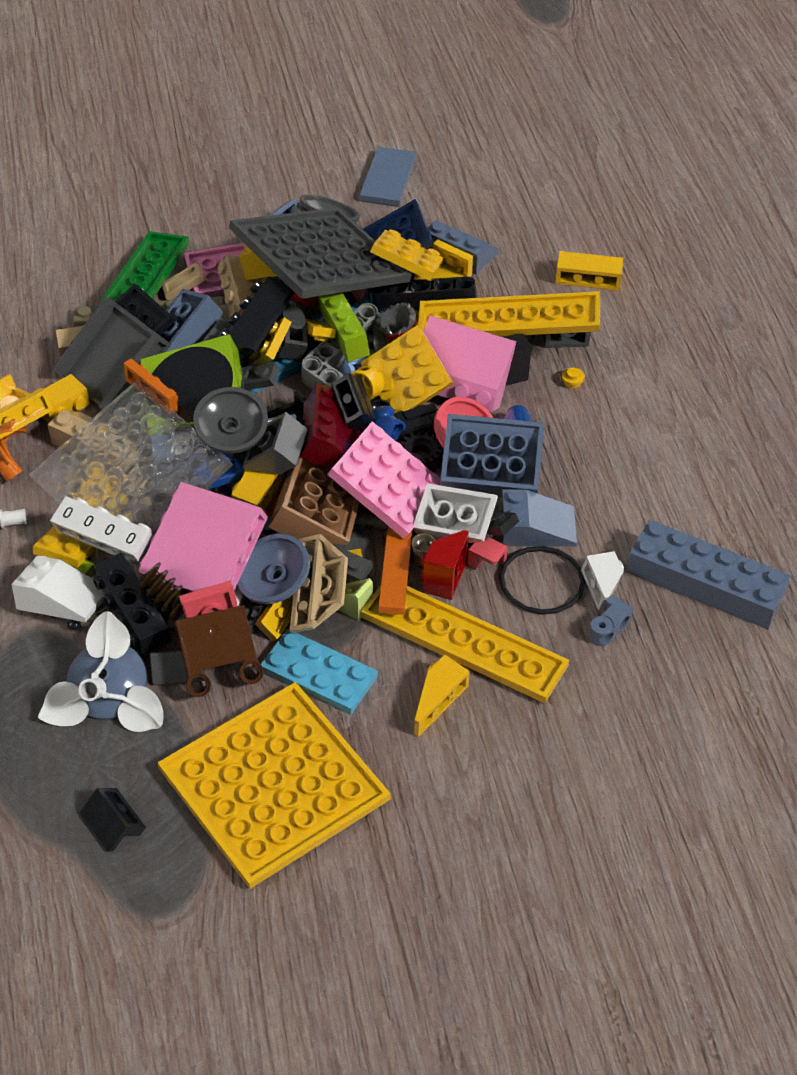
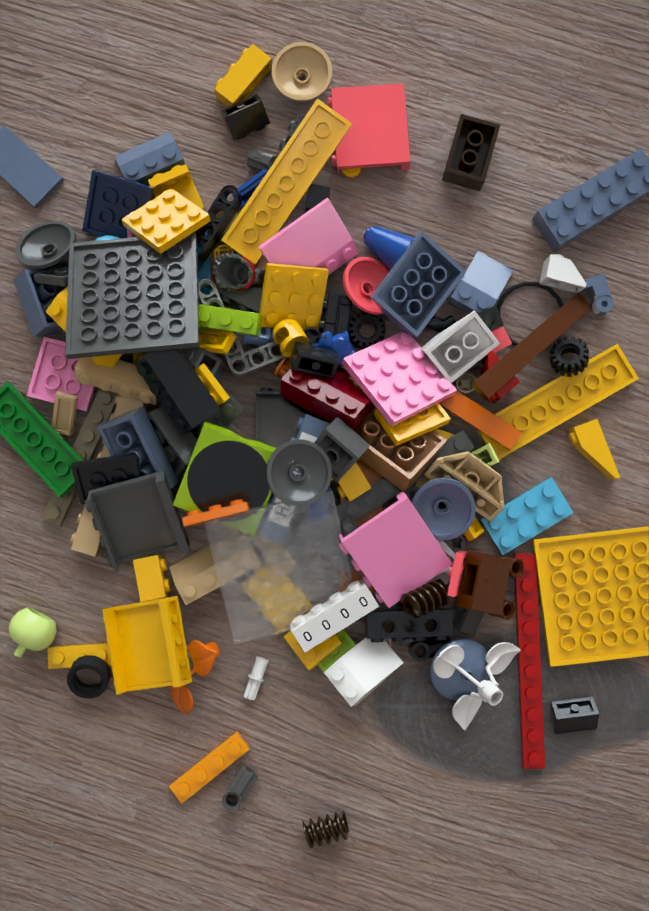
camera: 60 degrees left, 35 degrees up
(142, 751) = (529, 665): none -> red plate
(347, 507) = (416, 425): none -> yellow plate
(503, 569) = (531, 346): none -> reddish brown tile
(520, 621) = (569, 346): none -> black tyre
(550, 280) = (245, 117): none -> black brick
(623, 370) = (377, 128): none -> coral panel
(629, 300) = (299, 61): none -> tan dish
(663, 449) = (471, 152): none -> dark brown brick

